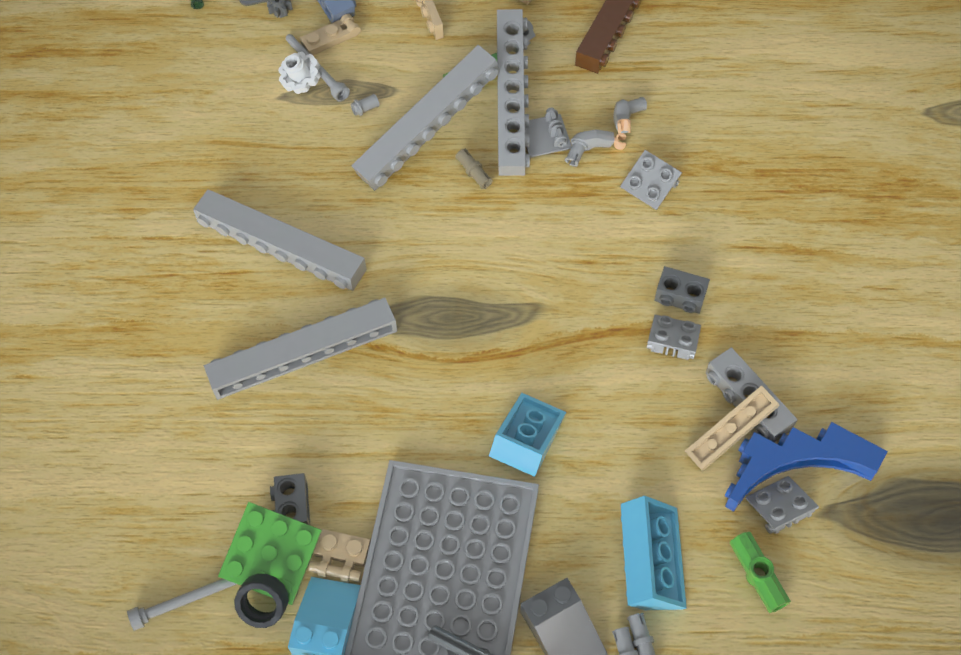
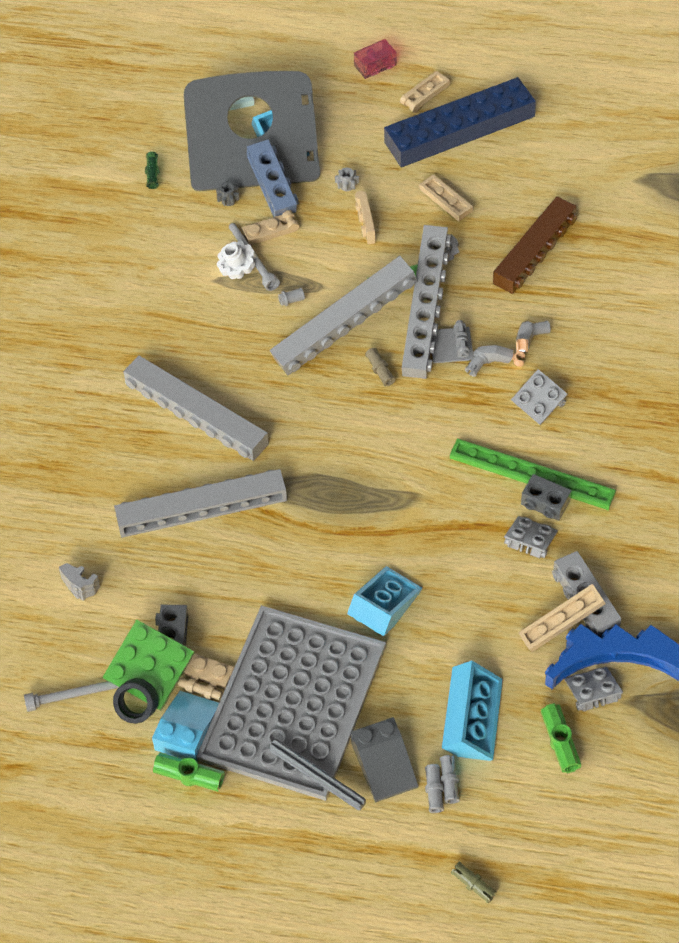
camera: 10 degrees right, 5 degrees down
(174, 464) = (78, 585): none -> light grey hand
(653, 263) = (523, 470): none -> bright green tile

